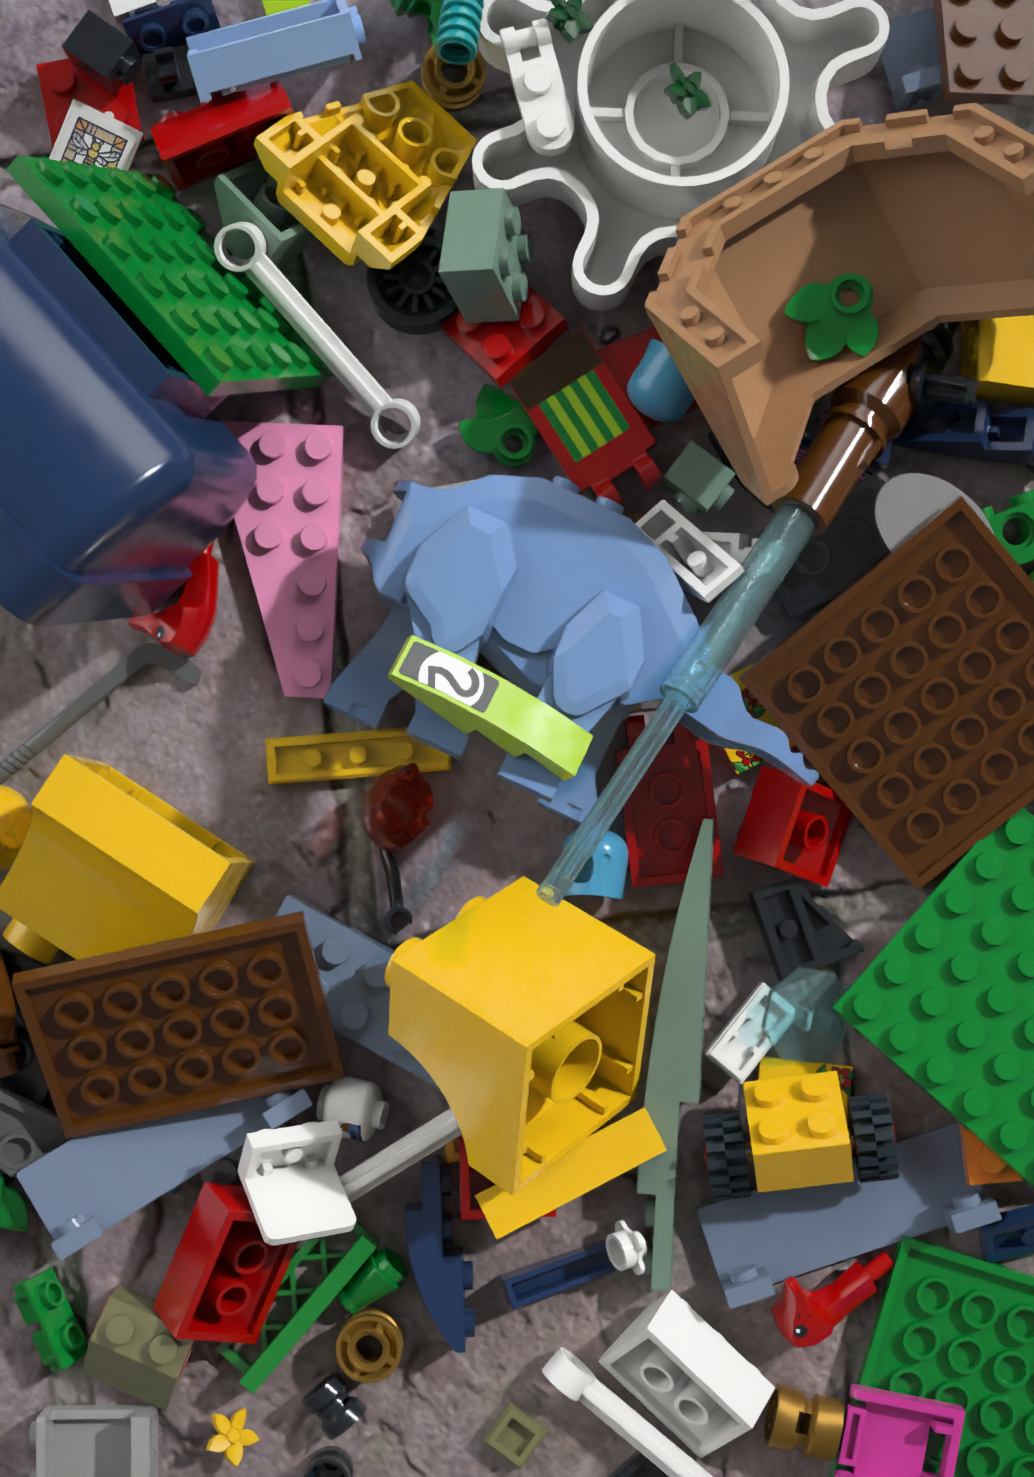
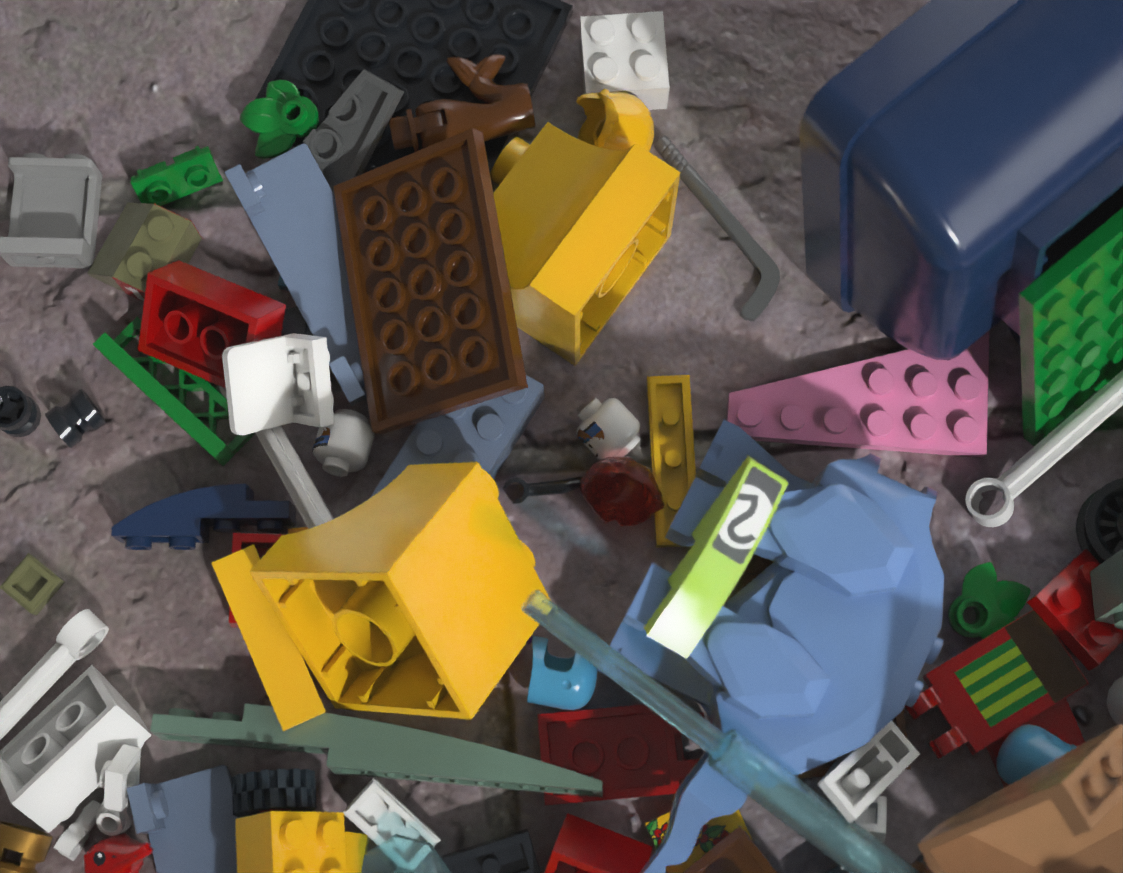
camera: 90 degrees right, 10 degrees down
(187, 625) = (798, 307): red animal -> none
(231, 1436) = (58, 328): yellow plant -> none
(329, 824) = (608, 428): none -> white head
(367, 1367) = (113, 438): pearl gold wheel -> none
(375, 1279) = (187, 460): green cone -> none
(556, 1274) = (177, 631): dark blue piece -> none
(626, 1248) = (193, 693): white plate -> none
(698, 481) = (936, 794): sand green brick -> none
(719, 1320) = (115, 812): none -> white plate
(771, 1357) = (75, 836): none -> white piece

